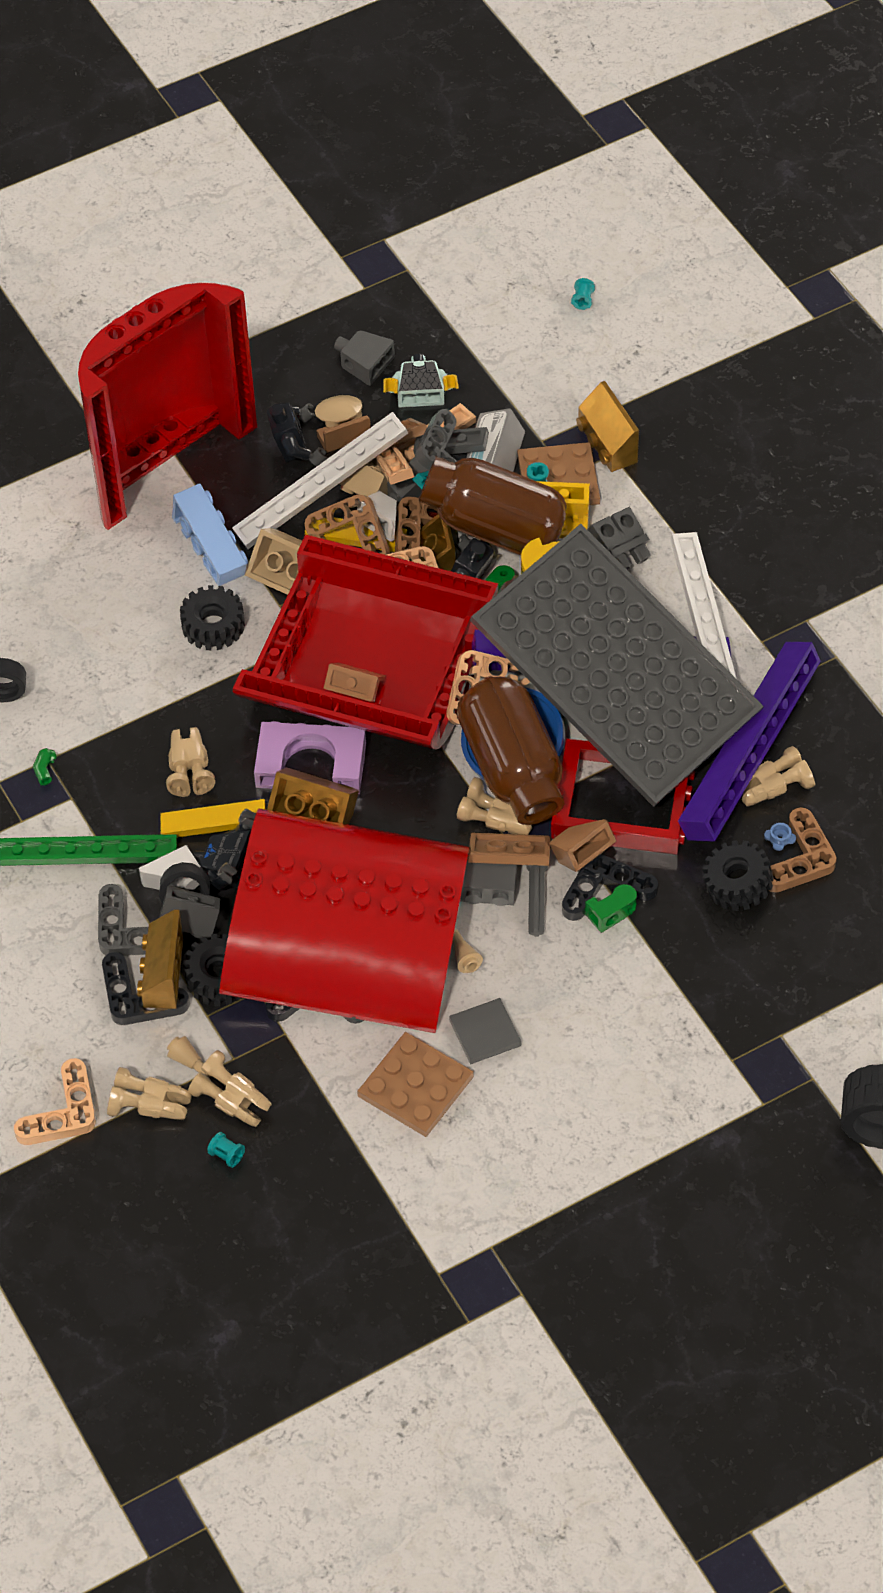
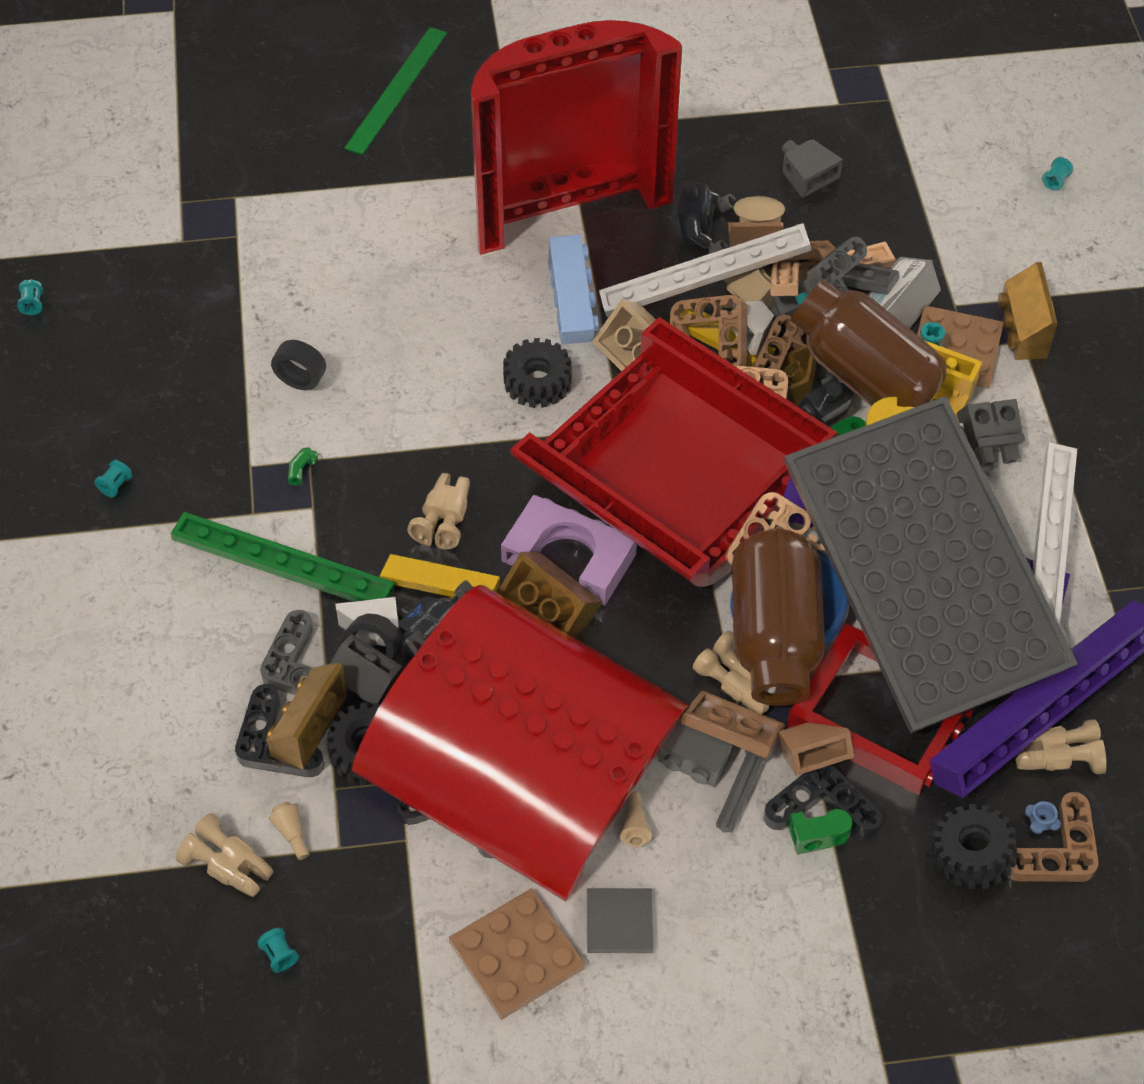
camera: 20 degrees right, 0 degrees up
(68, 1116) = (136, 846): light nougat beam -> none
(238, 1091) = (319, 890): tan piece -> none
(353, 681) = (647, 484): medium nougat panel -> none
(420, 383) = (851, 209): torso -> none

